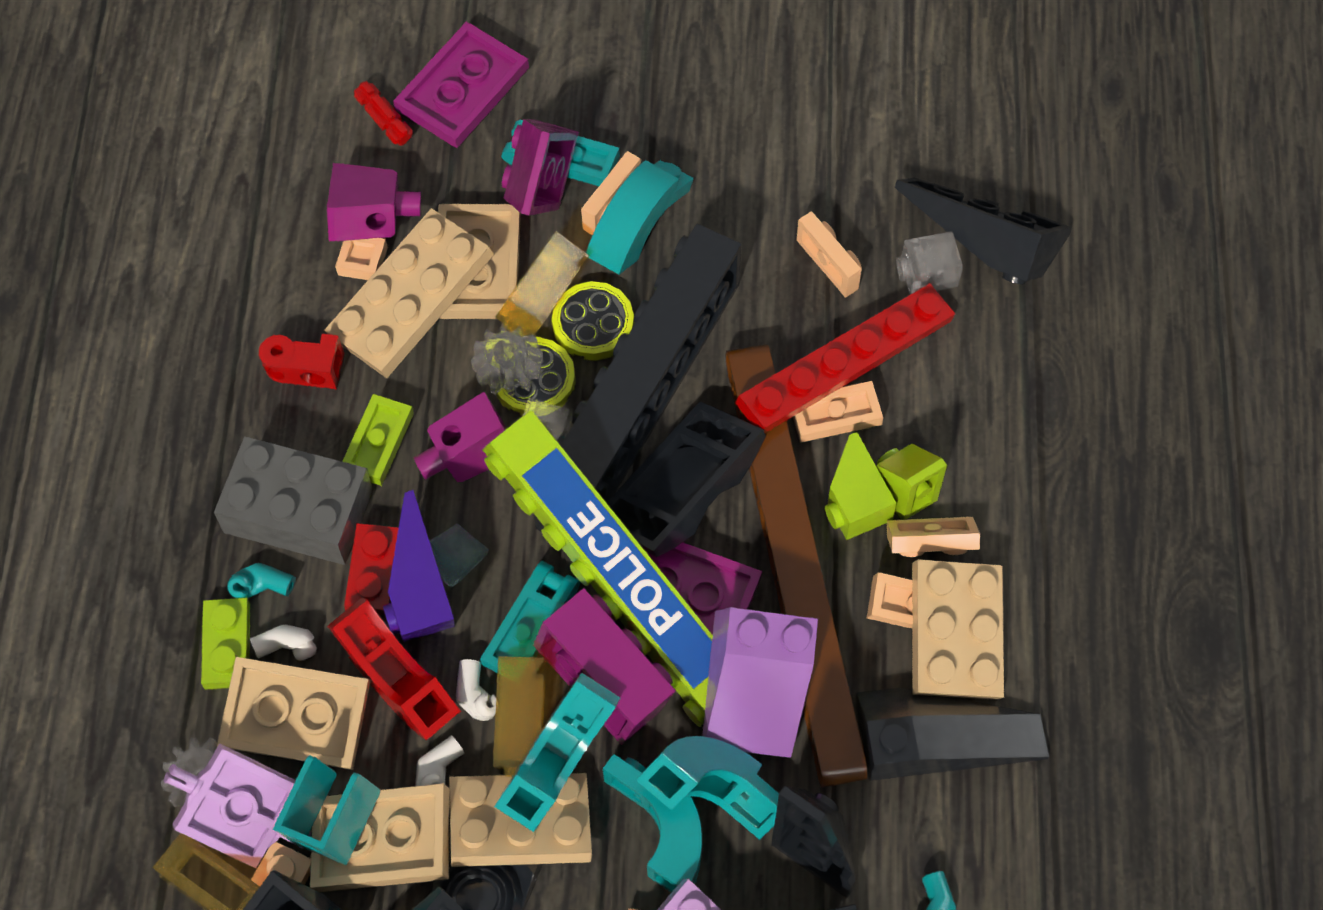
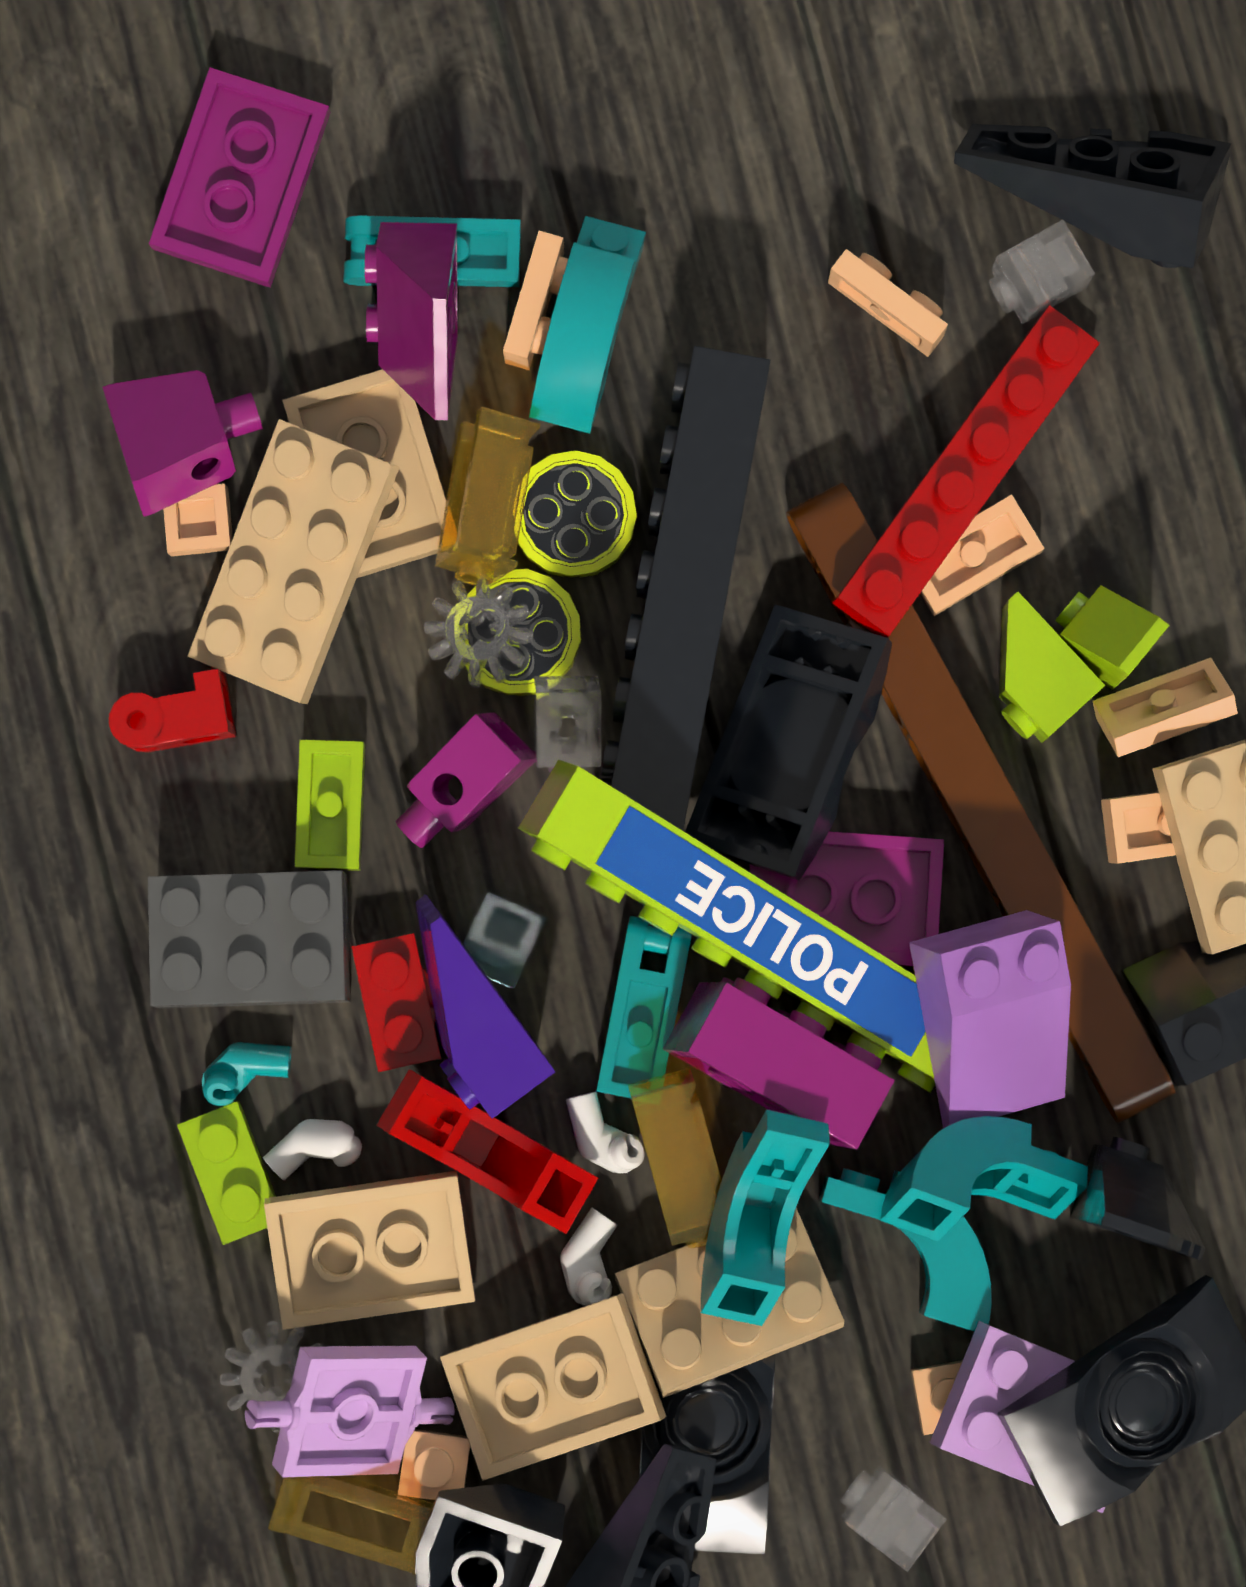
camera: 15 degrees left, 20 degrees up
(306, 801) = (439, 1384): teal piece -> none
(383, 113) = (137, 263): red axle -> none

